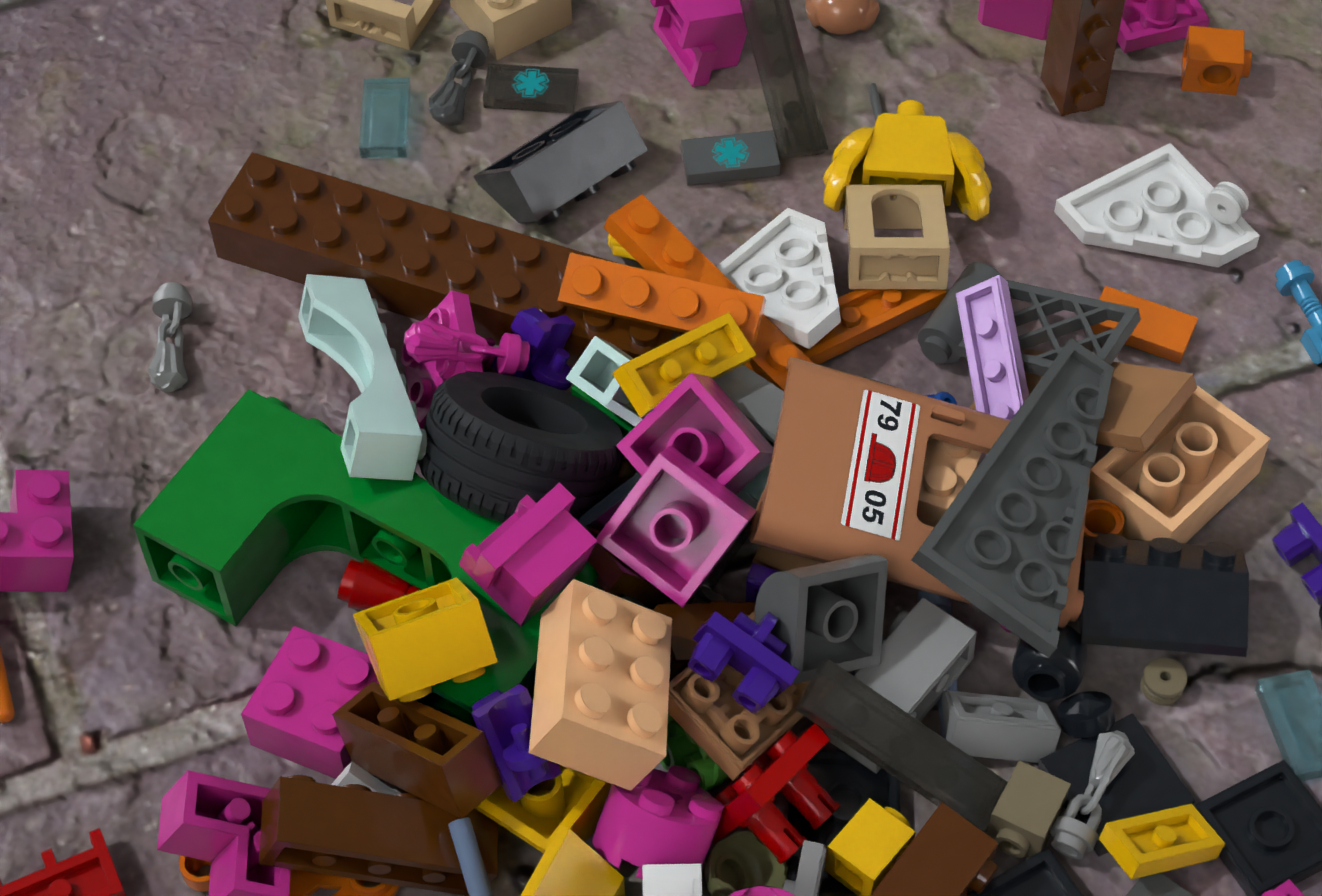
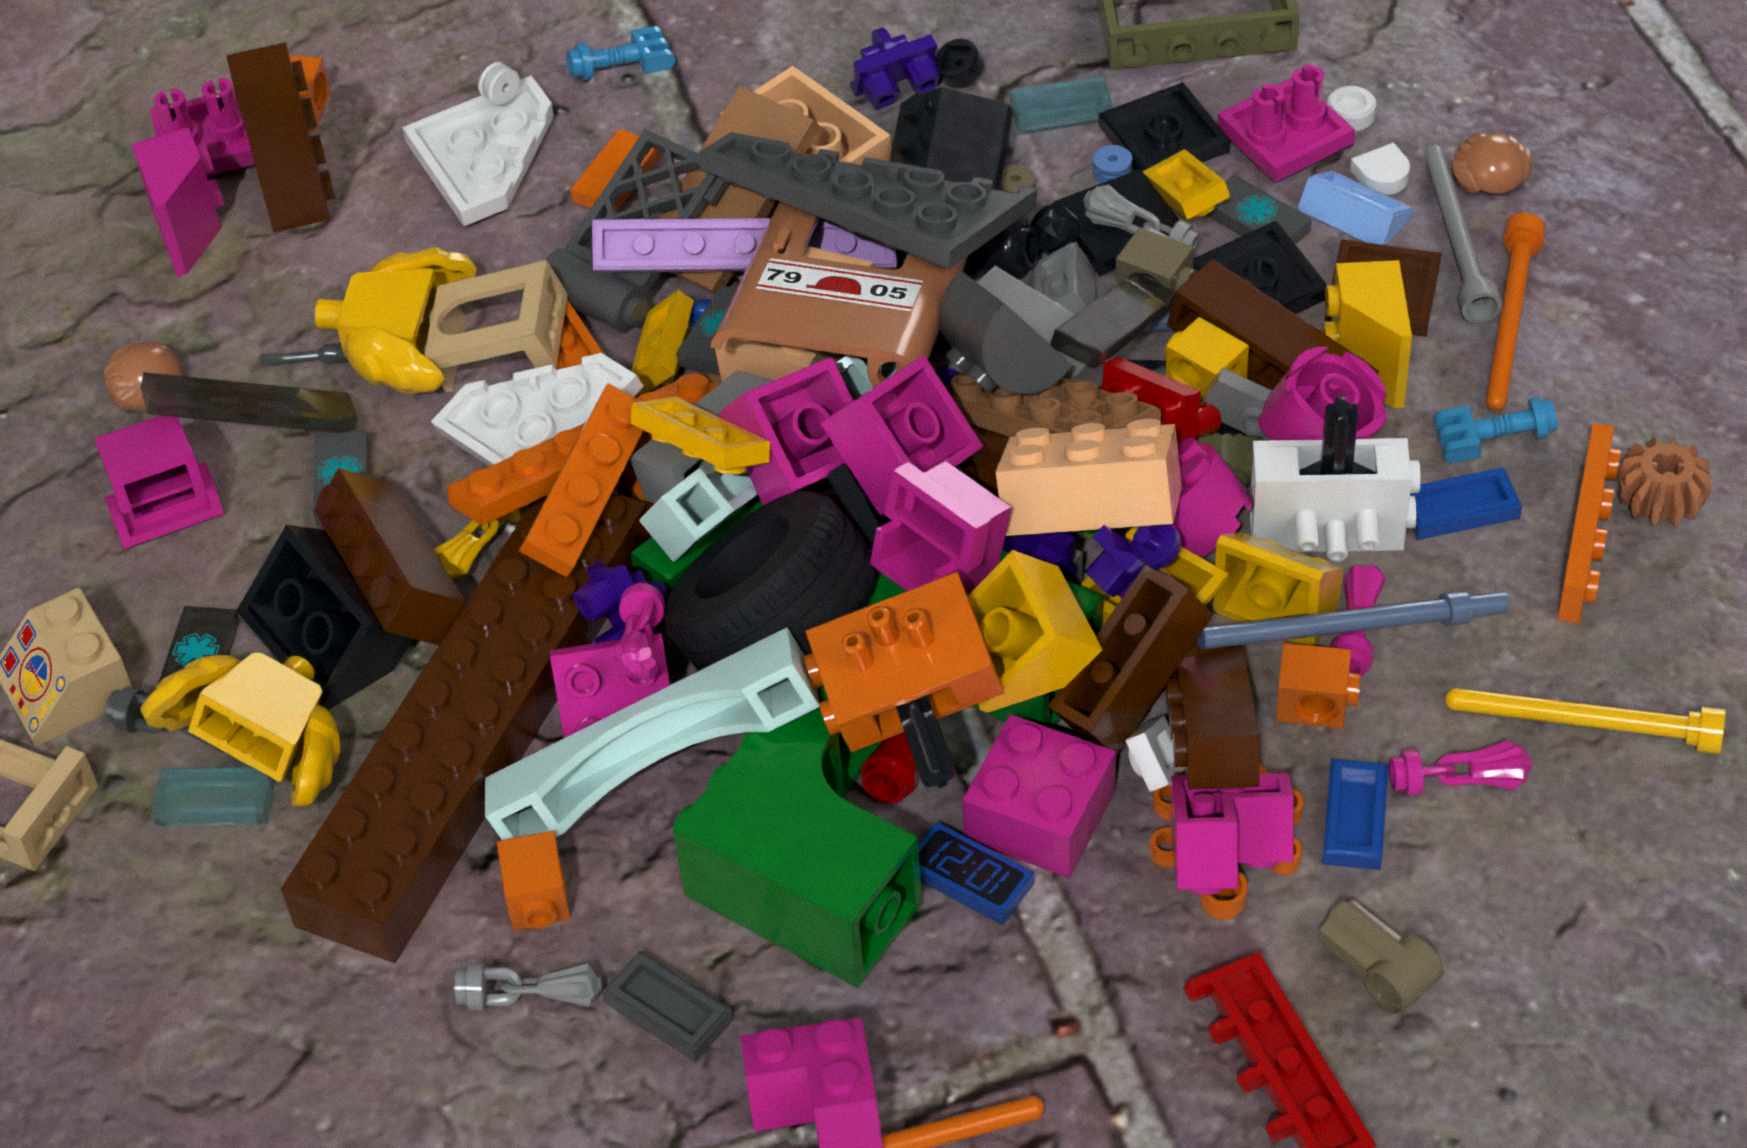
camera: 85 degrees left, 5 degrees down
(144, 439) = (667, 1006): none -> dark grey tile
(248, 656) = (972, 873): none -> tile
(267, 330) = (533, 880): none -> orange brick
(374, 533) = (902, 670): none -> orange piece
(438, 124) = (256, 714): none -> yellow torso
(601, 182) = (389, 557): none -> reddish brown brick
(747, 649) = (1059, 379): dark purple hips -> none
(913, 375) = (660, 339): none -> yellow plate
(1206, 776) = (1111, 163): none -> medium blue piece

